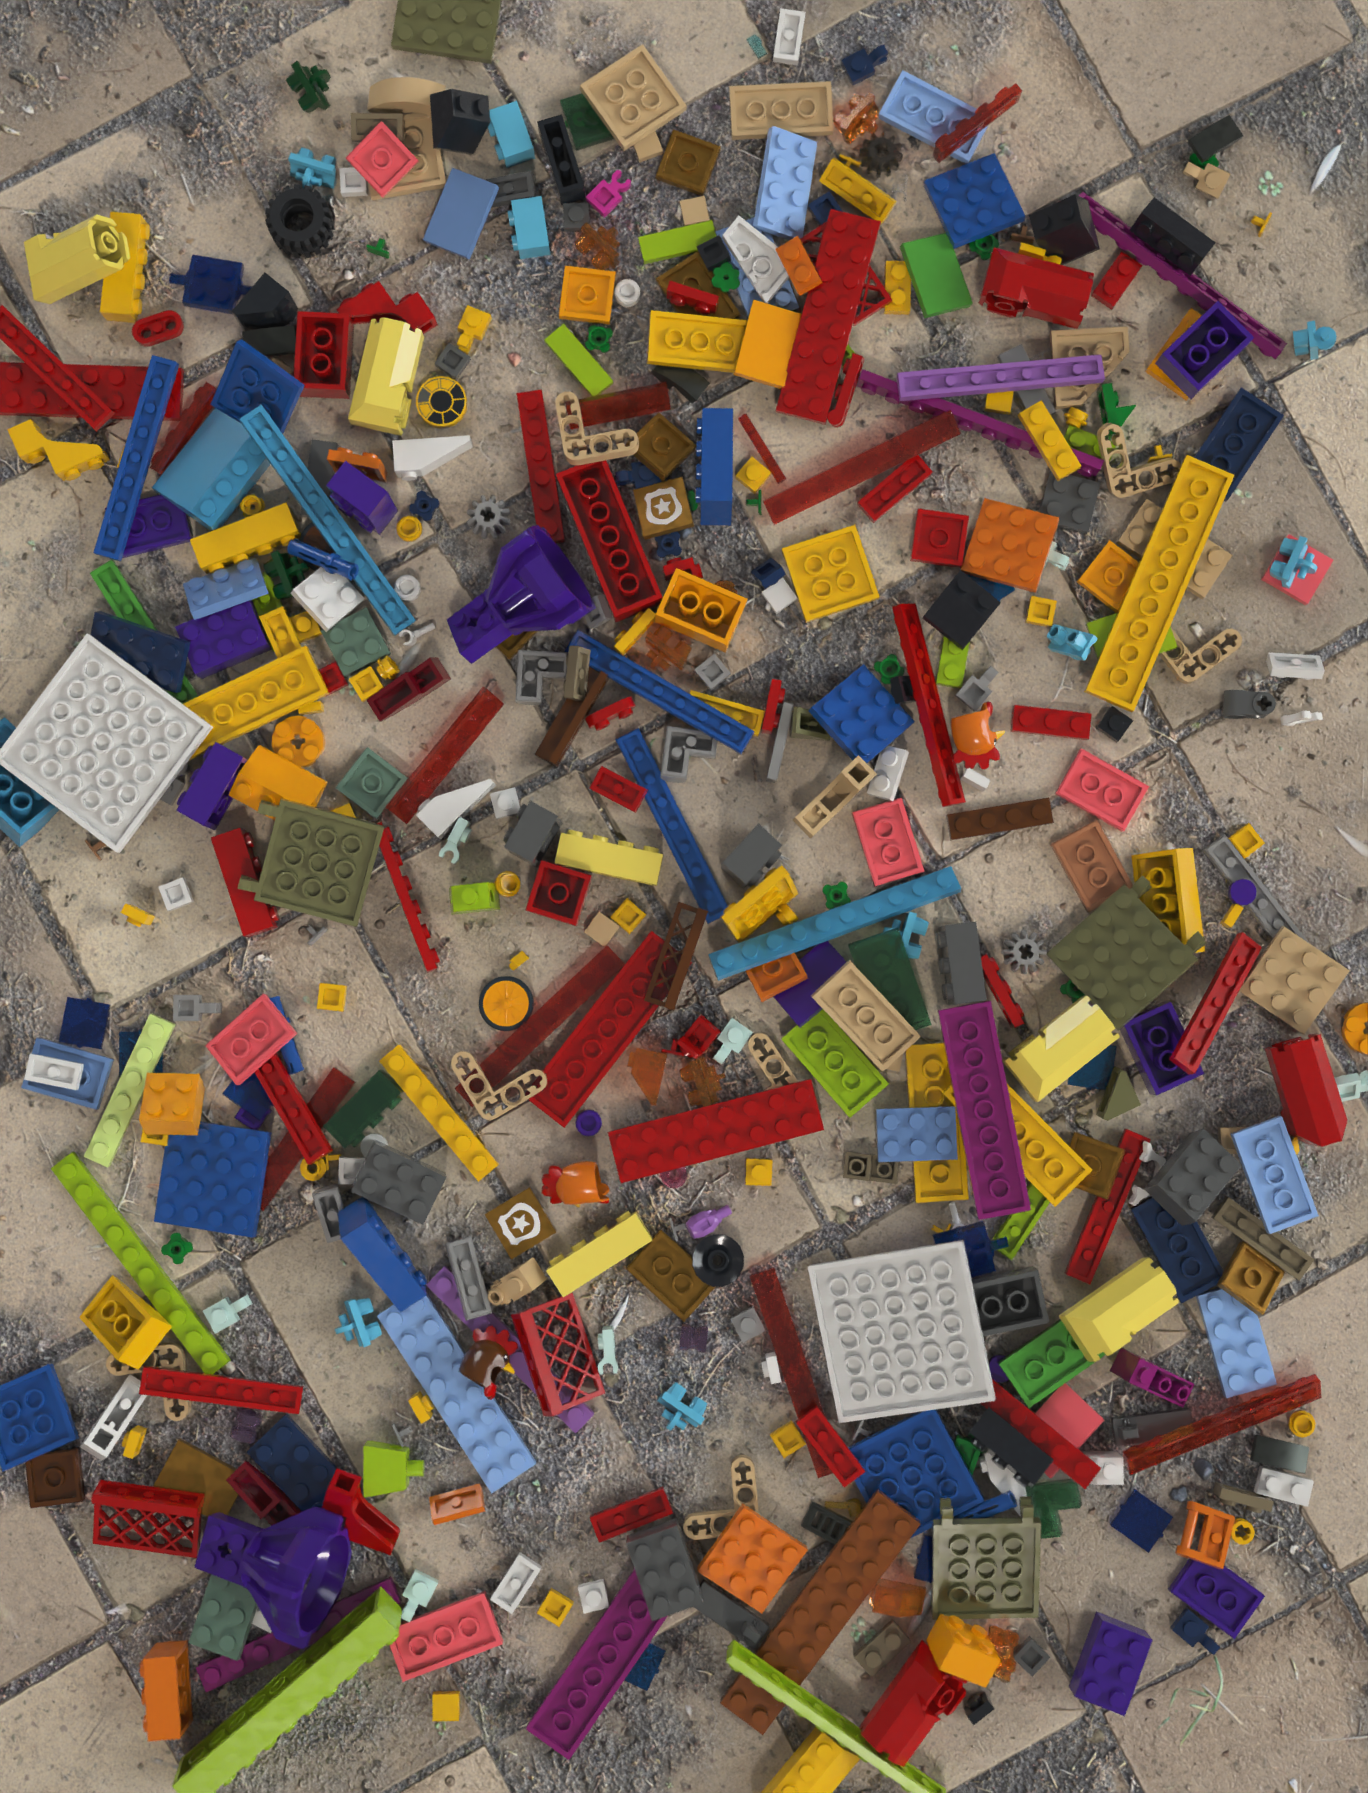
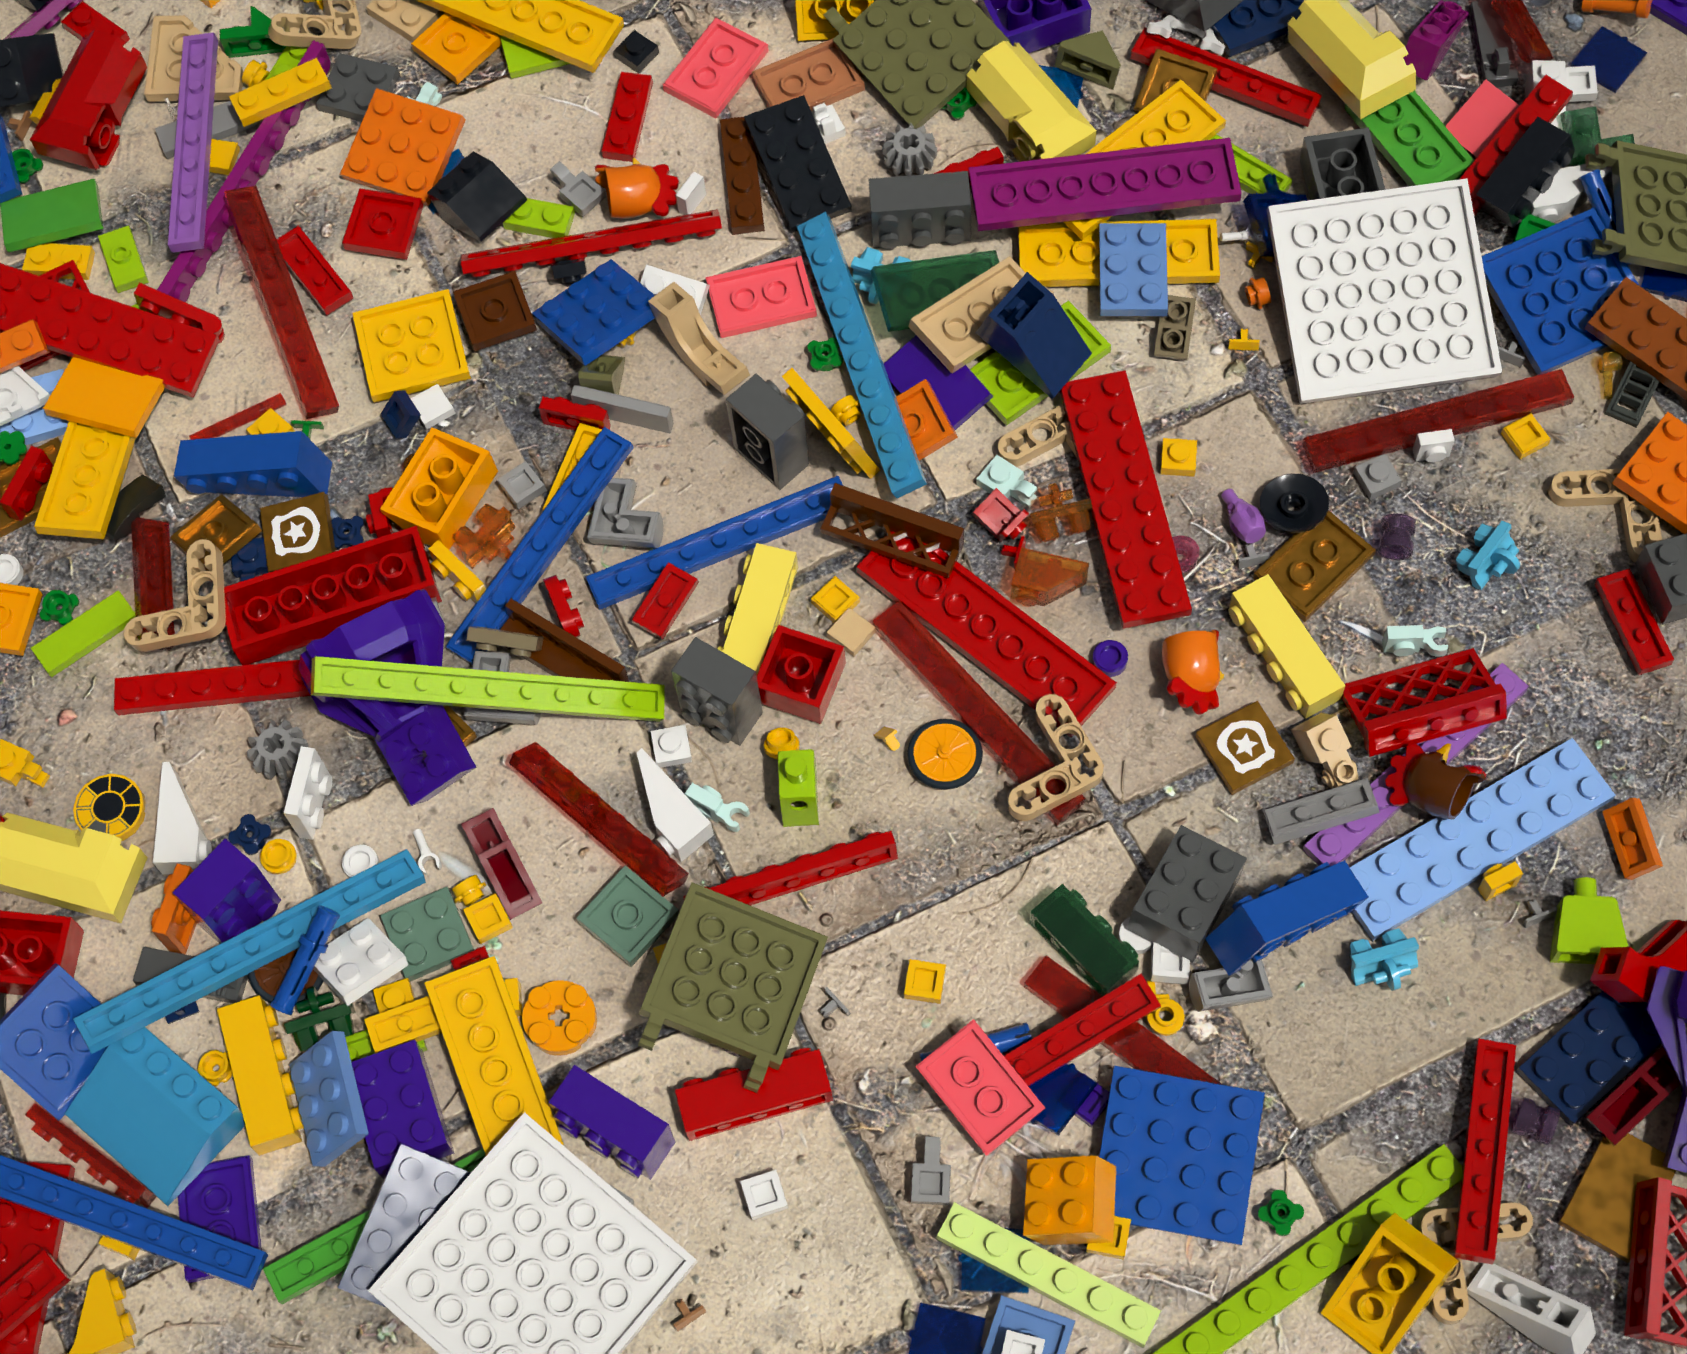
camera: 80 degrees left, 20 degrees down
(133, 1441) = (1566, 1282): yellow plate -> none
(136, 915) = (791, 1251): yellow plate -> none
(225, 1313) = (1374, 1151): light aqua plate -> none
(273, 777) = (611, 1037): light orange slope -> none
(439, 1112) = (1092, 846): yellow plate -> none
(444, 543) = (307, 792): none -> white plate
(452, 361) = (56, 789): dark grey plate -> none
(517, 665) = (486, 689): none -> lime plate
(830, 1446) = (1532, 376): red plate -> none
(842, 1058) = (1035, 336): none -> dark blue slope
(860, 1221) = (1243, 343): none -> yellow piece
(863, 635) = (494, 311): none -> reddish brown plate
(890, 661) = (539, 278): green plate -> none
(901, 338) = (123, 259): none -> lime plate
(905, 1232) = (1258, 292): none -> orange plate
(1008, 862) = (797, 162): none -> black plate
(1040, 611) = (489, 119): yellow plate -> none
(1048, 881) = (828, 122): none -> white tile
(1070, 642) = (532, 83): medium azure hips -> none
(1112, 1497) = (1582, 83): none -> white plate

